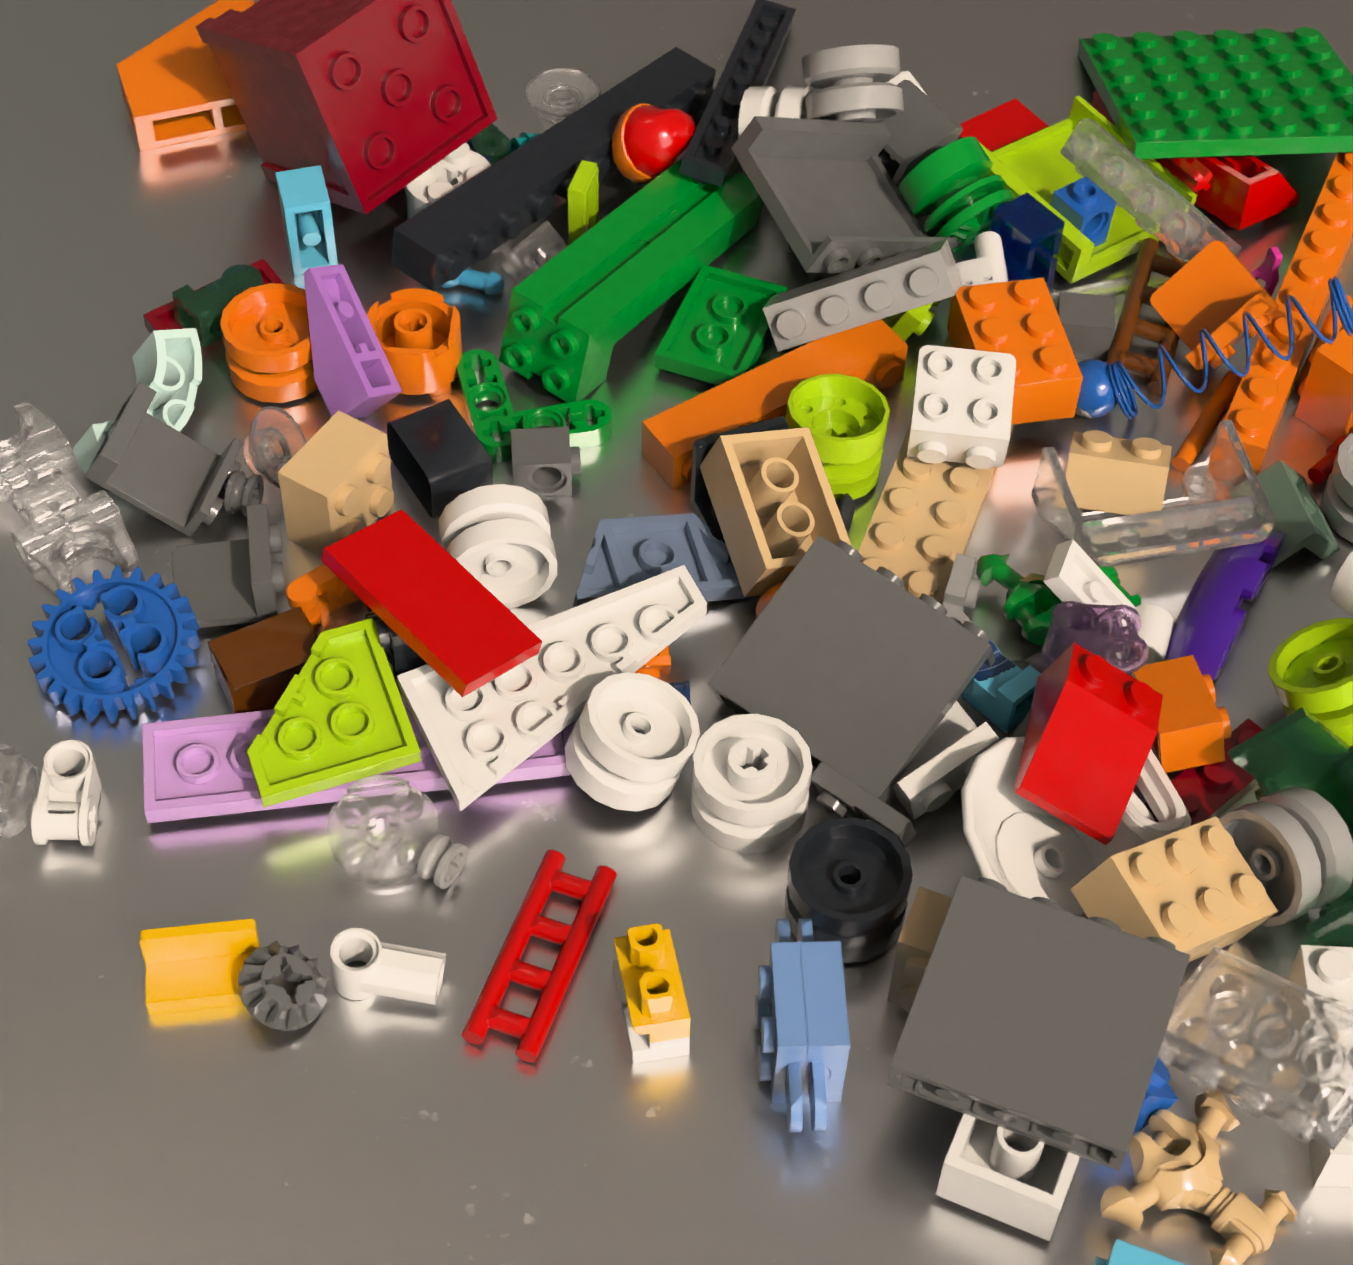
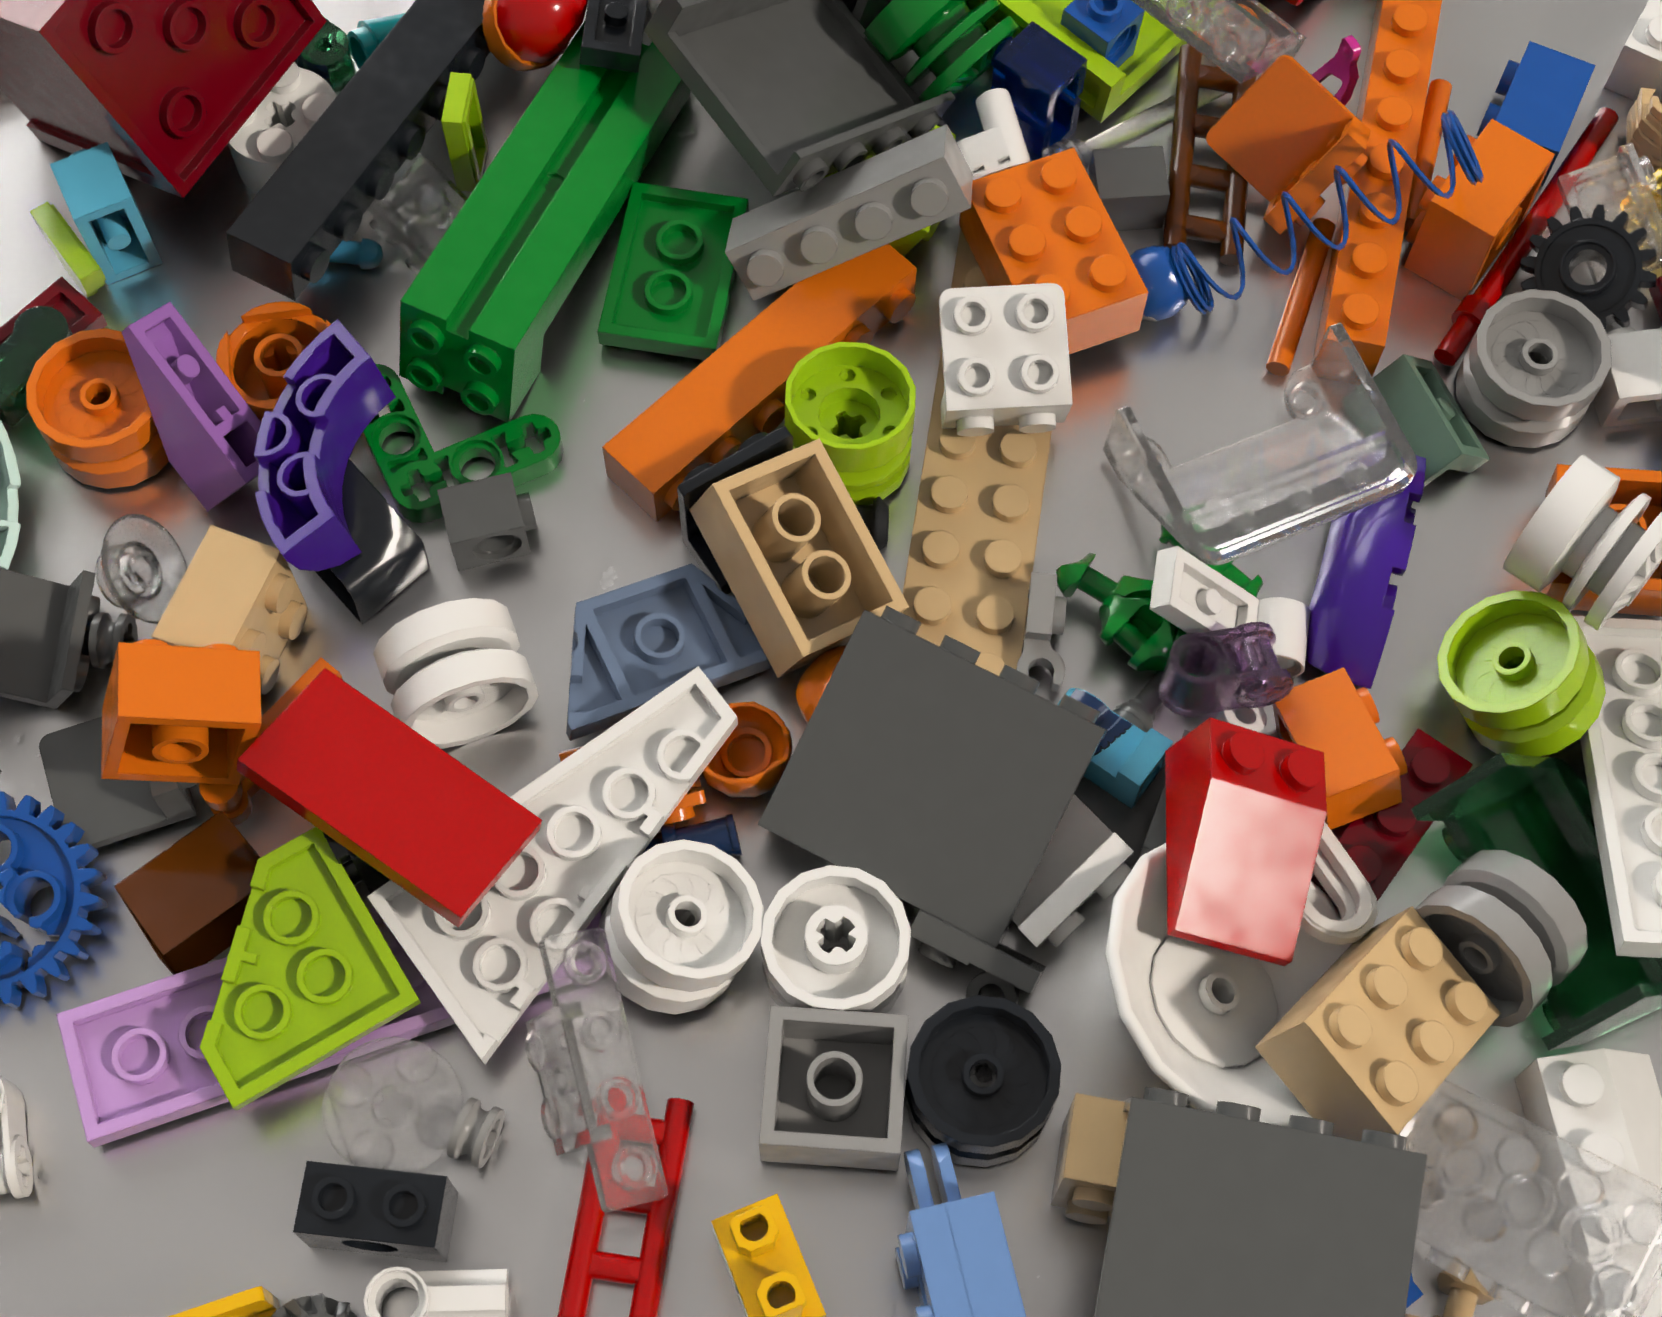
camera: 10 degrees left, 15 degrees up
(273, 243) = (69, 249): none -> lime tile
(287, 519) = (179, 712): none -> orange brick
(350, 891) = (376, 1211): none -> black brick
(425, 373) = (307, 445): none -> dark purple brick
(542, 828) = (592, 1072): none -> clear bracket
(708, 642) = (752, 754): none -> orange hair
(728, 874) = (834, 1088): none -> light grey brick
(1117, 473) = (1210, 418): tan slope -> none

